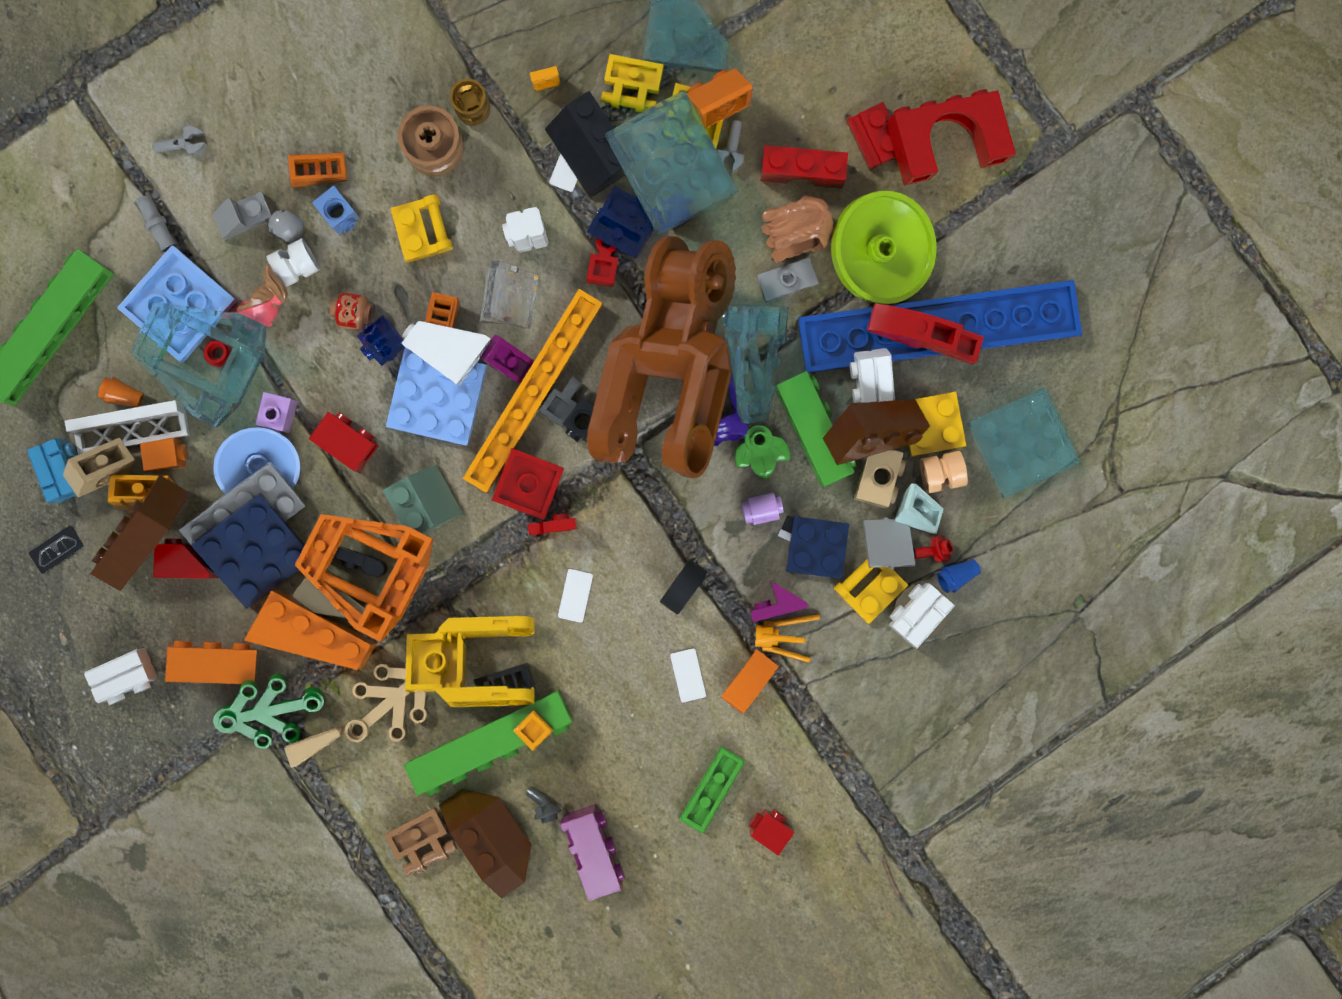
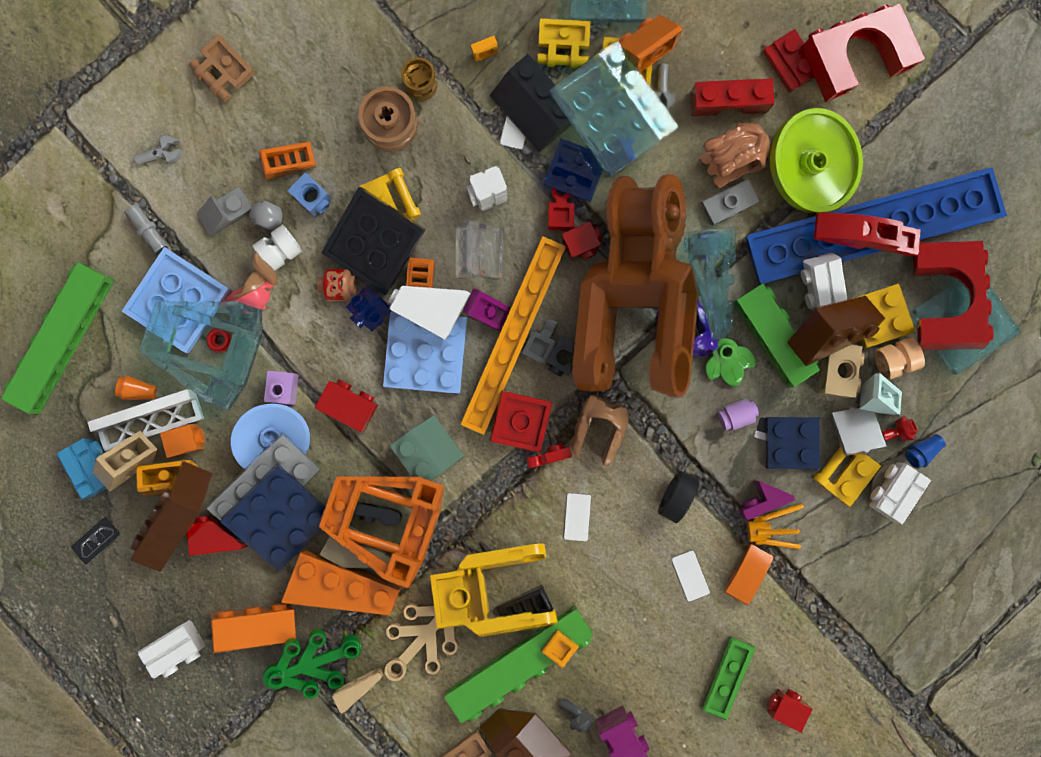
camera: 10 degrees left, 0 degrees up
(267, 56) = (227, 62): none -> medium nougat plate
(396, 269) = (373, 240): none -> black plate
(621, 300) = (582, 241): none -> red brick
(627, 488) = (598, 408): none -> medium nougat piece
(1026, 378) = (967, 264): none -> red arch

